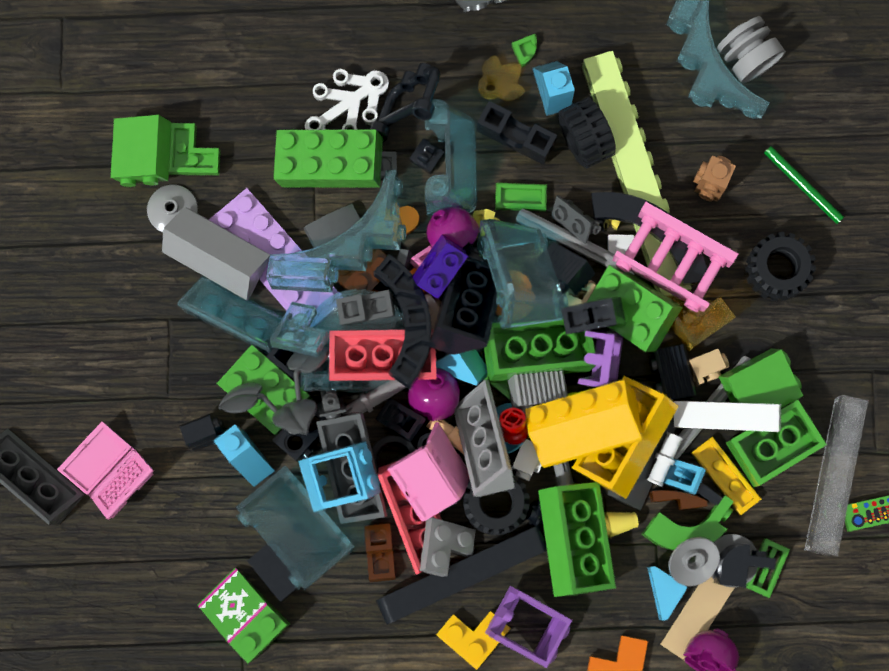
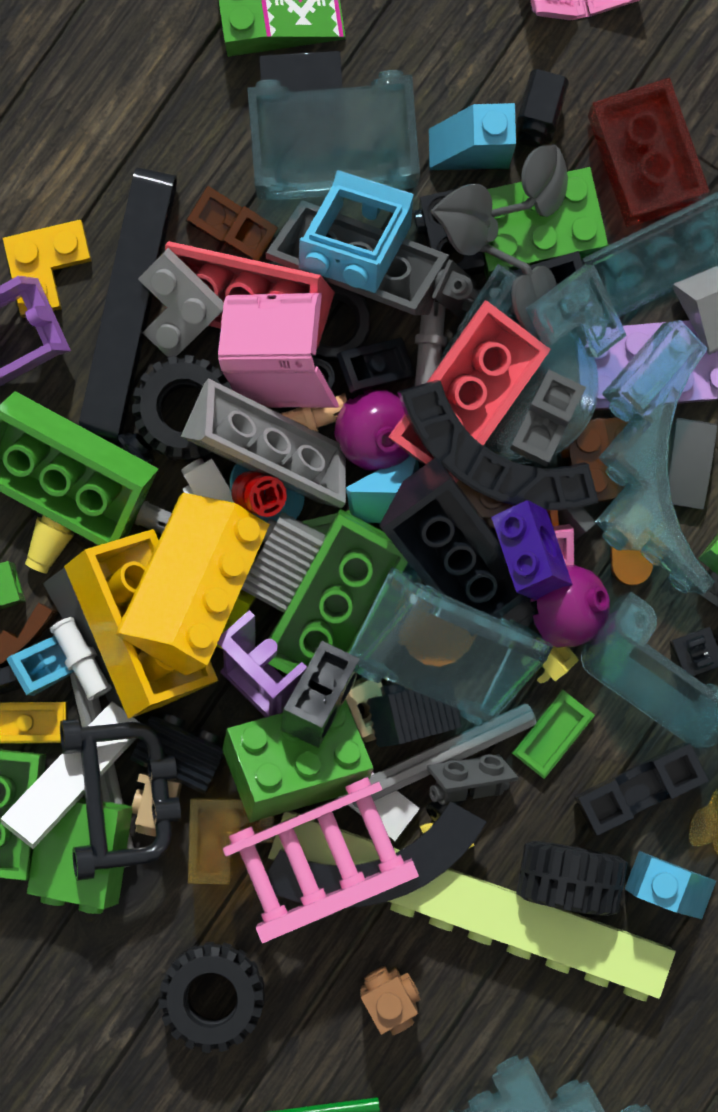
camera: 120 degrees right, 5 degrees up
(186, 361) = (648, 152): none -> clear red brick
(709, 356) = (164, 808): none -> black bar

